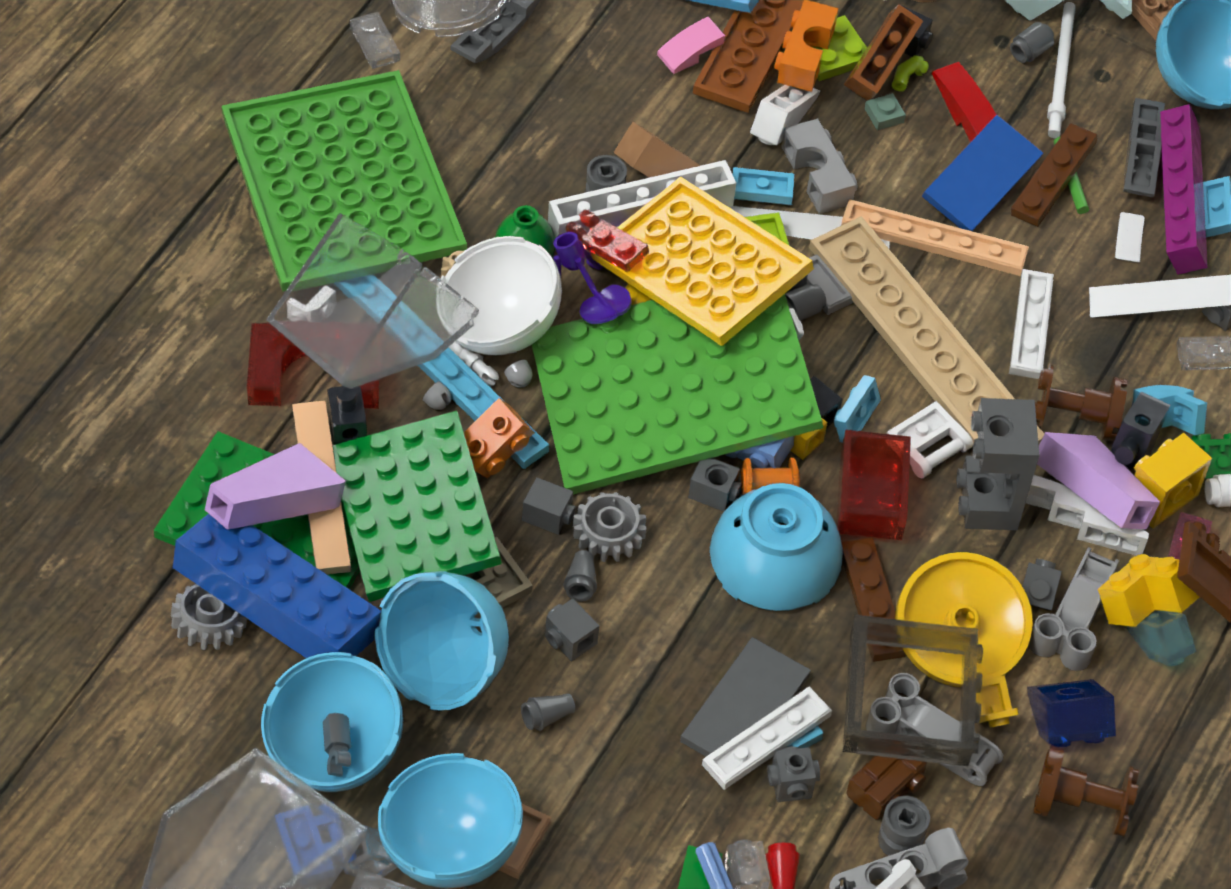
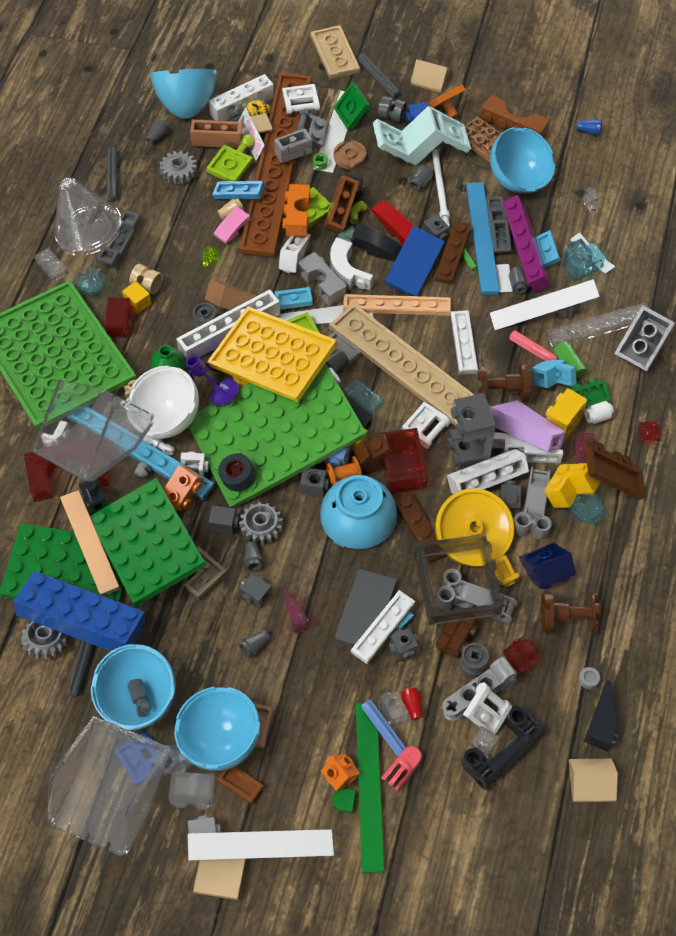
camera: 10 degrees left, 5 degrees up
(253, 678) = (79, 669): none -> dark grey axle
(275, 489) = (63, 553): lavender slope -> none
(432, 641) = (179, 621): medium azure piece -> none
(433, 84) = (91, 283): none -> clear light blue hat
(463, 147) = (118, 317): none -> clear red brick
(501, 123) = (138, 297): none -> yellow panel
(519, 373) = (185, 444): light grey hinge -> none
(524, 97) = (148, 279): none -> tan wheel
(528, 404) = (195, 461): none -> white bracket
(591, 434) = (237, 465): none -> black wheel
(609, 241) = (217, 354): clear red hinge -> none
(629, 687) = (297, 617): none -> clear pink slope
(640, 85) = (209, 255): none -> clear neon green plate
(694, 15) = (229, 207): none -> tan cone
(822, 458) = (370, 453): none -> reddish brown brick
(834, 367) = (363, 396): none -> clear light blue tile
(858, 407) = (382, 416): medium azure plate -> none
(859, 136) = (339, 257): none -> white arch
(924, 127) = (375, 243): none -> black slope
(987, 838) = (521, 654): none -> clear red brick
(1016, 537) = (489, 472): none -> white brick
(1037, 128) = (436, 227): none -> dark grey brick
(1110, 165) = (482, 239): none -> dark azure tile
(1136, 440) = (540, 398): black torso -> none
(1145, 357) = (532, 347): none -> coral axle
(1152, 246) = (518, 280): none -> dark grey brick
(1200, 378) = (566, 352): none -> bright green brick

